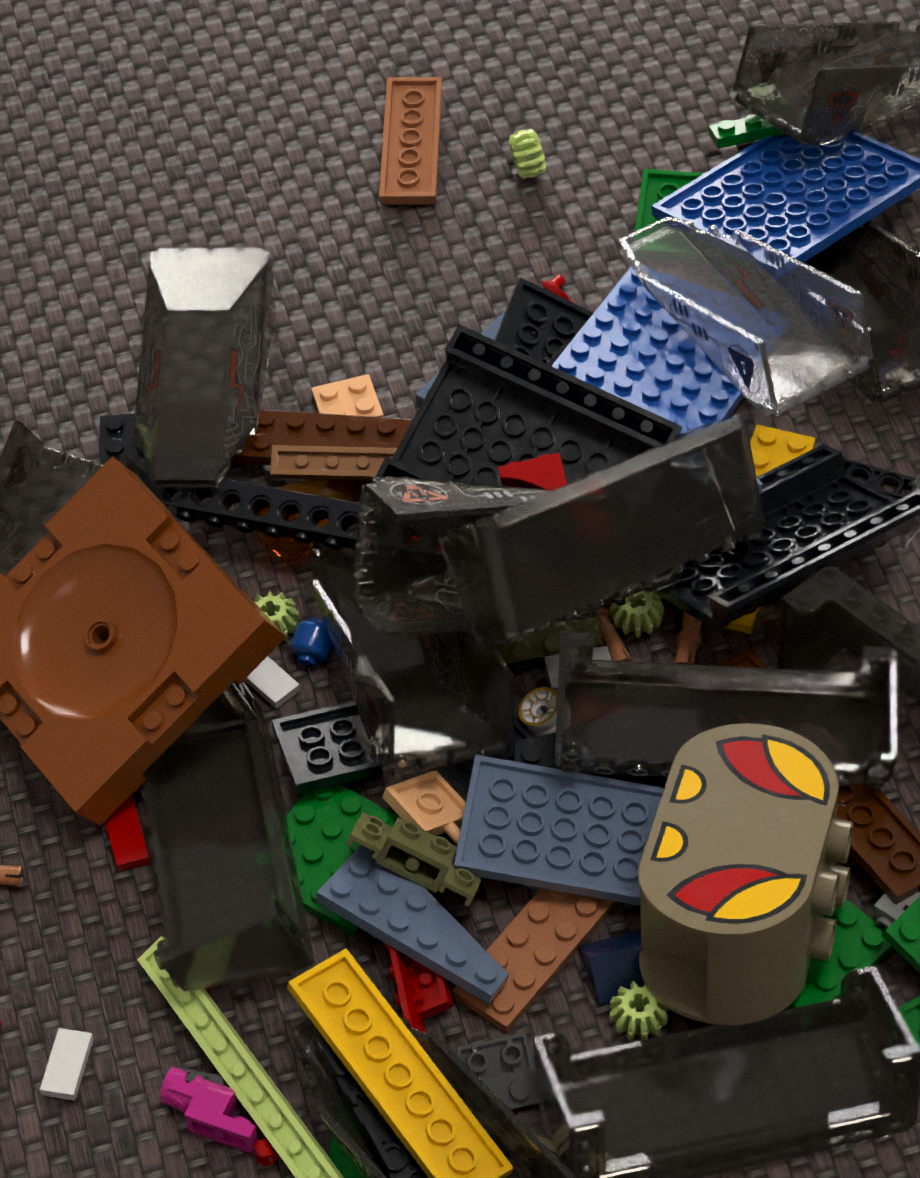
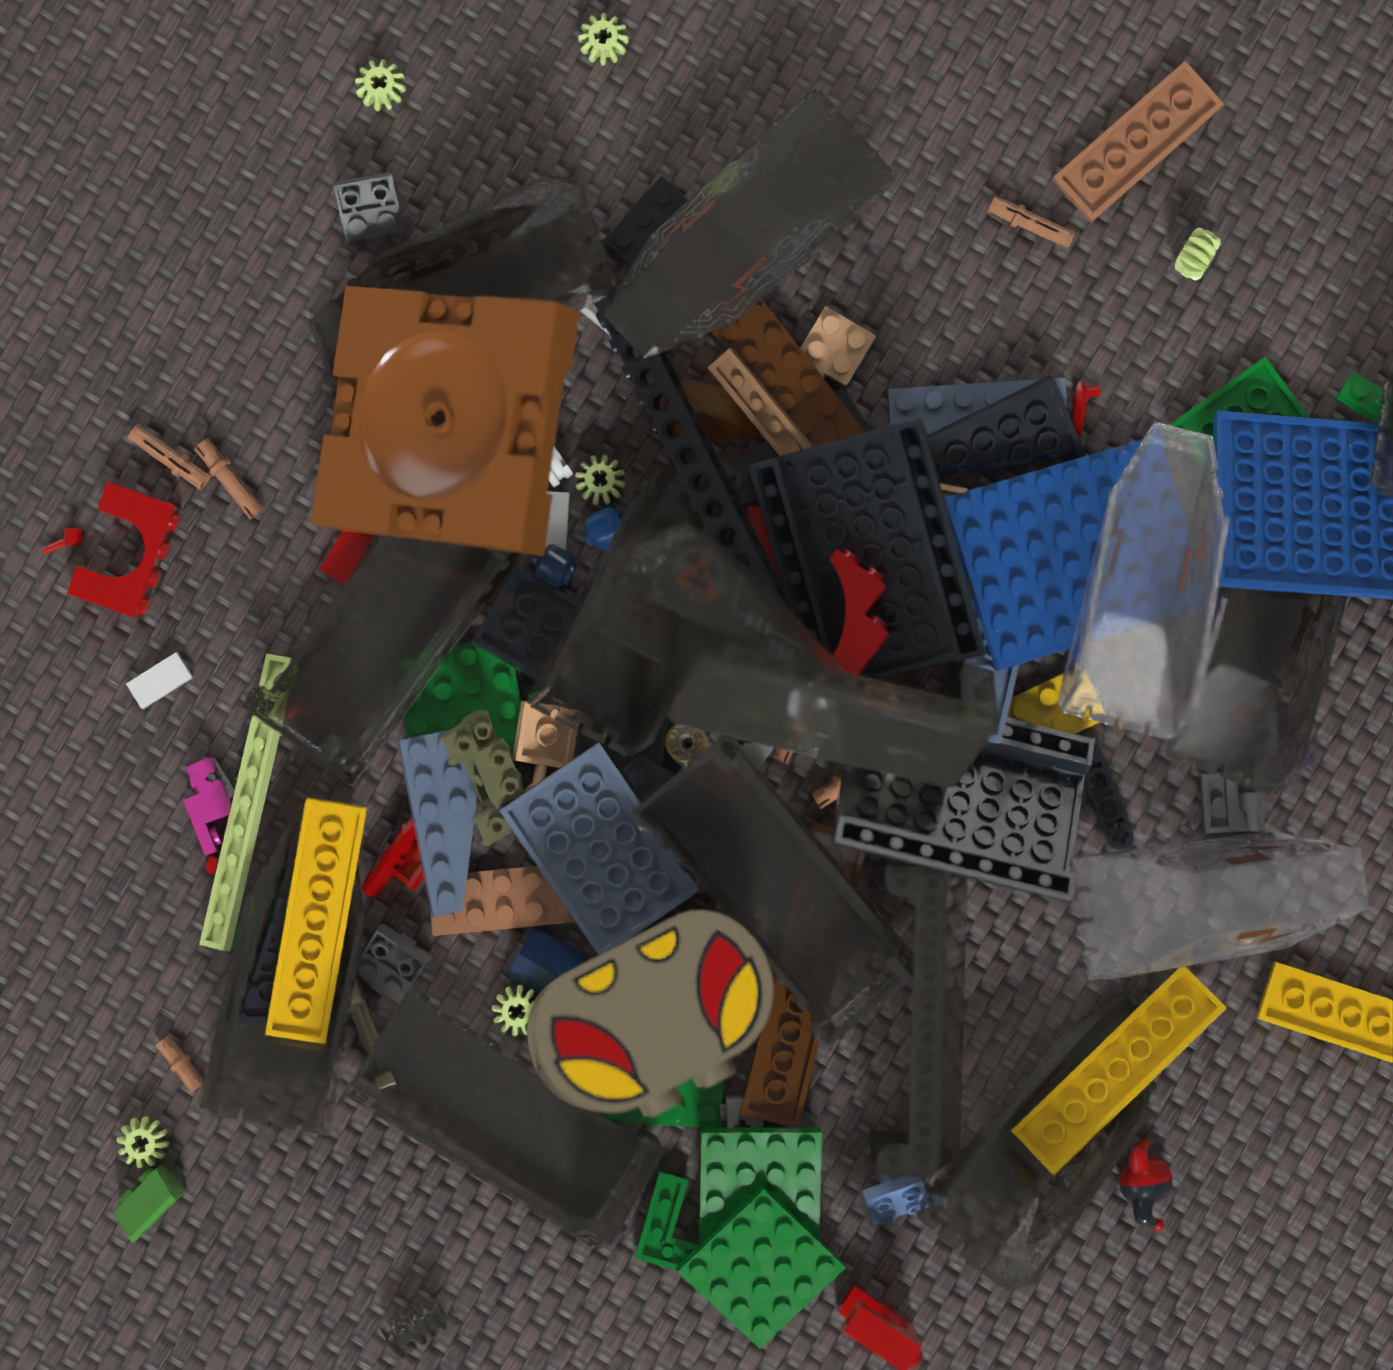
camera: 40 degrees right, 35 degrees up
(301, 694) = (555, 566): none -> dark blue head
(402, 230) = (1032, 222): none -> nougat pin

